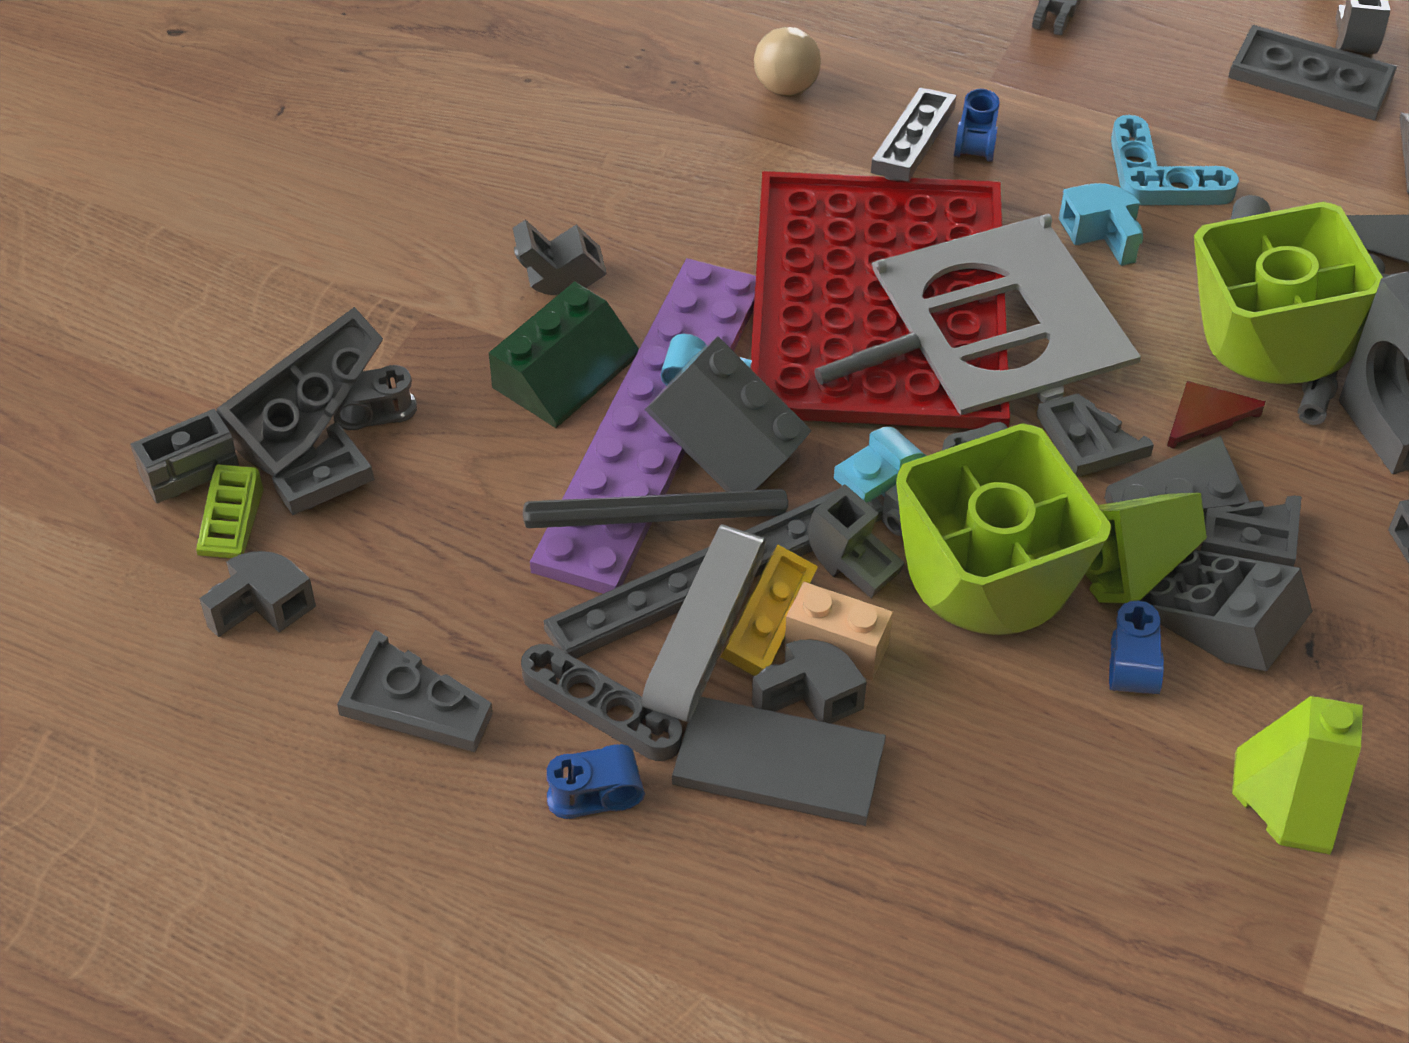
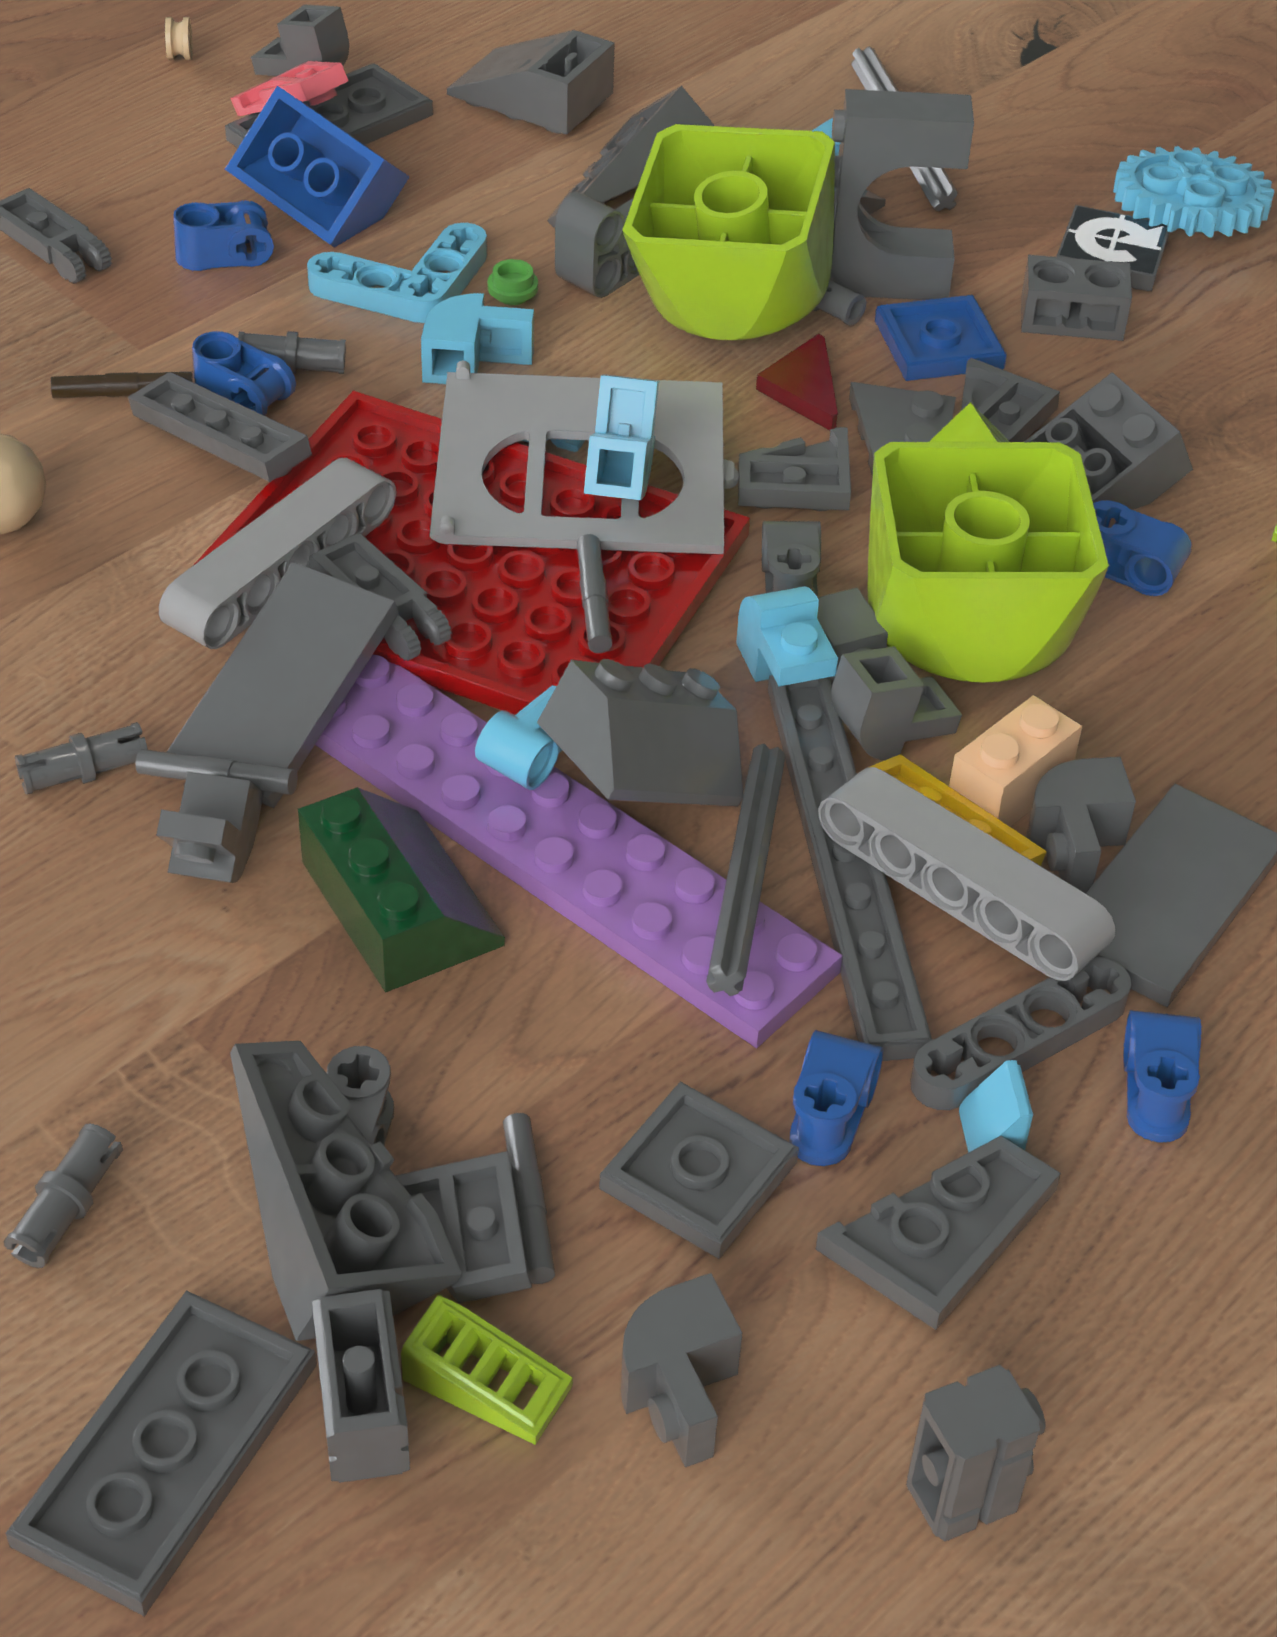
camera: 70 degrees left, 5 degrees down
(131, 401) = (162, 1452): none -> dark grey tile
(224, 734) = (974, 1451): none -> dark grey brick
(276, 304) = (63, 1195): none -> dark grey pin
(360, 496) = (530, 1196): none -> dark grey piece
(408, 564) = (699, 1169): none -> dark grey plate
(496, 609) = (832, 1096): none -> blue piece
(519, 707) = (997, 1109): none -> medium azure slope
(597, 192) = (80, 758): none -> dark grey pin
(608, 246) = (176, 767): none -> dark grey piece
(691, 244) = (288, 673): none -> dark grey tile
(792, 255) = (365, 566): none -> dark grey hinge
(801, 198) = (235, 580): none -> light grey beam
(937, 78) = (107, 384): none -> dark brown piece
(999, 320) = (623, 438): none -> medium azure brick
(1026, 143) = (301, 352): none -> dark grey pin
(1119, 65) = (217, 235): none -> blue piece
(1190, 219) = (512, 282): none -> bright green plate
(1225, 79) = (315, 170): none -> blue slope
(1305, 34) = (307, 82): none -> coral wing
(1330, 478) = (938, 336): none -> blue tile

